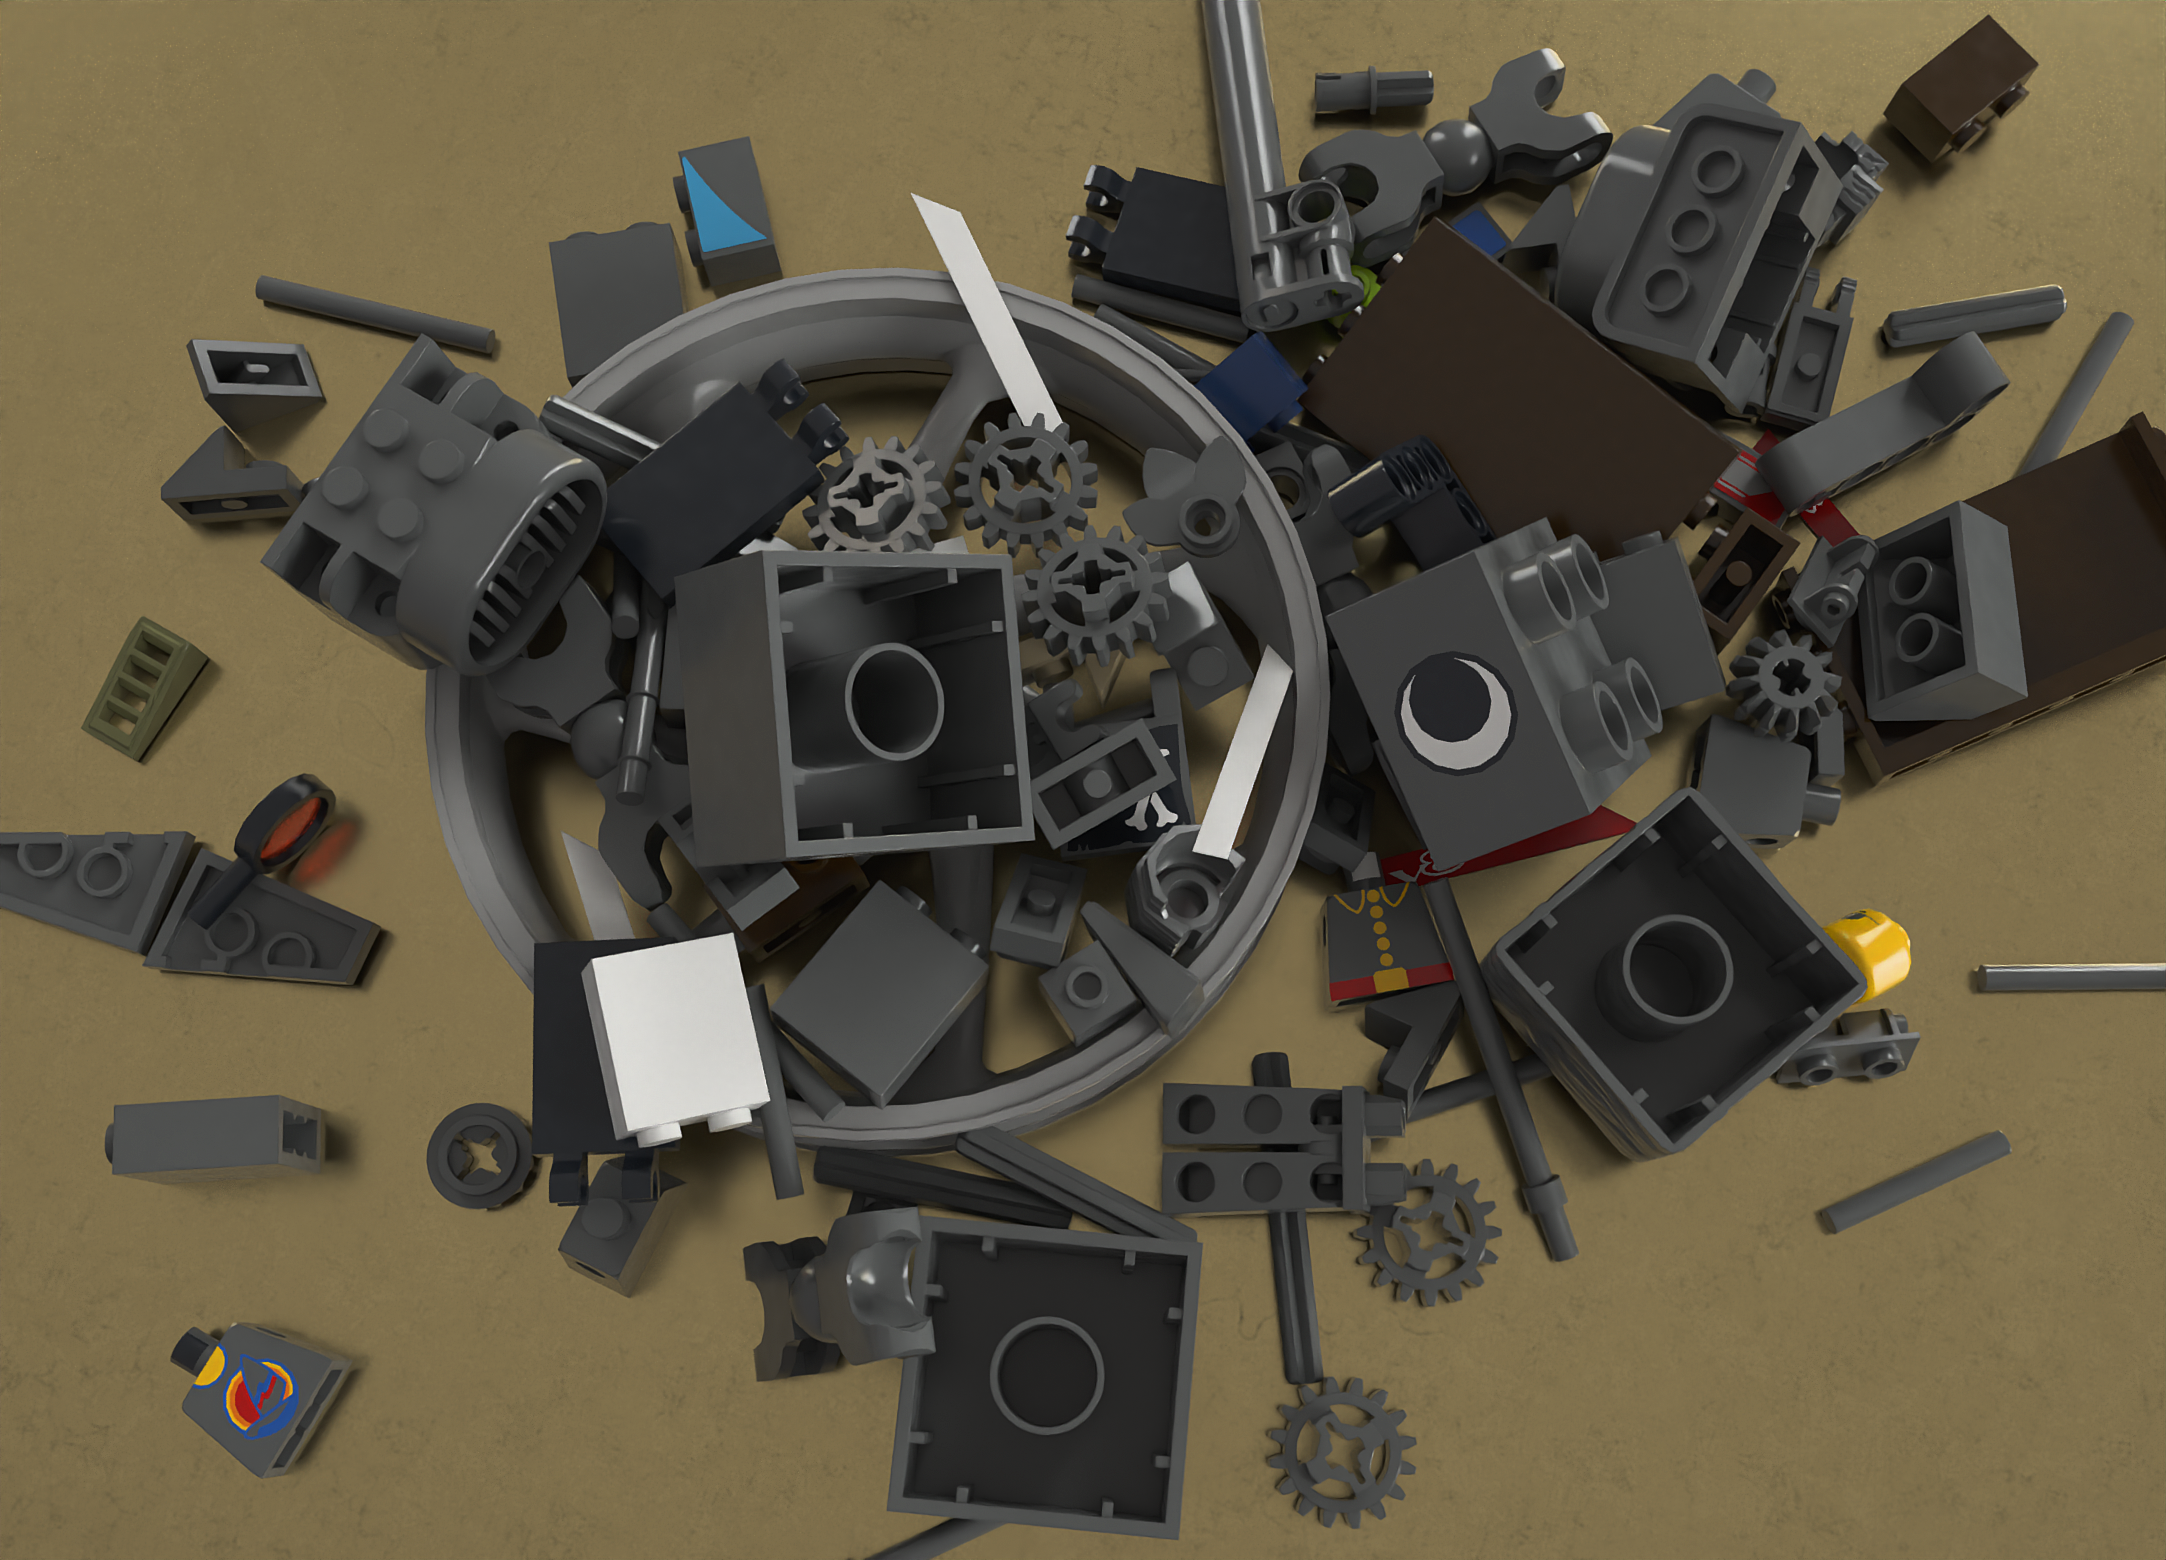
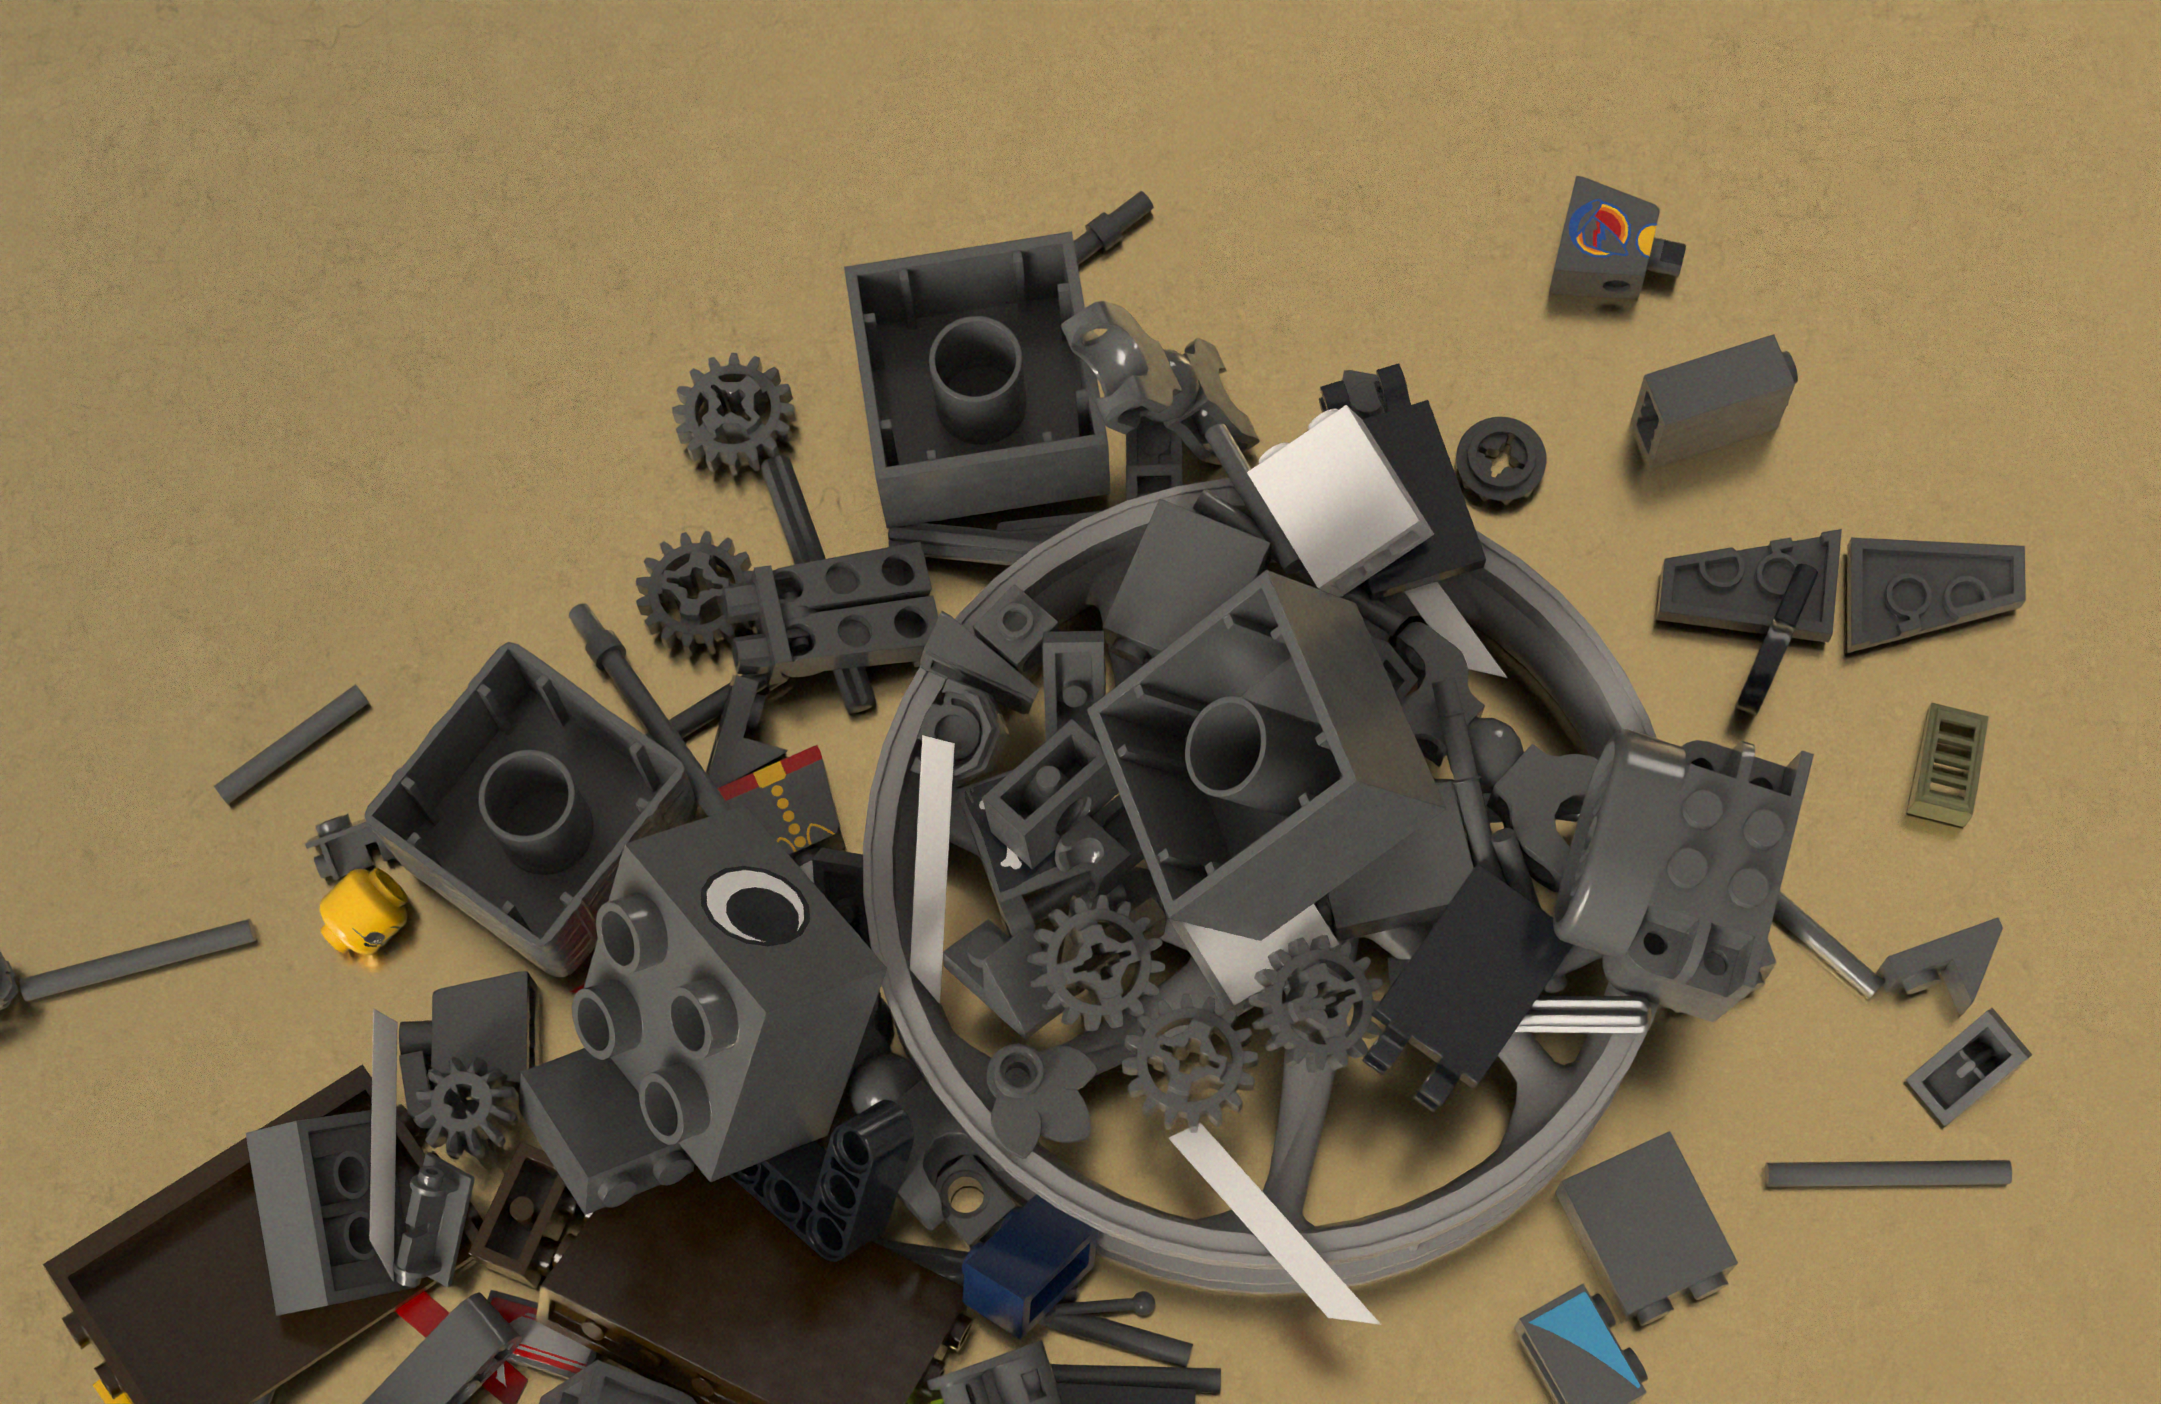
camera: 170 degrees right, 5 degrees down
(1873, 687) = (383, 1138): none -> white sticker

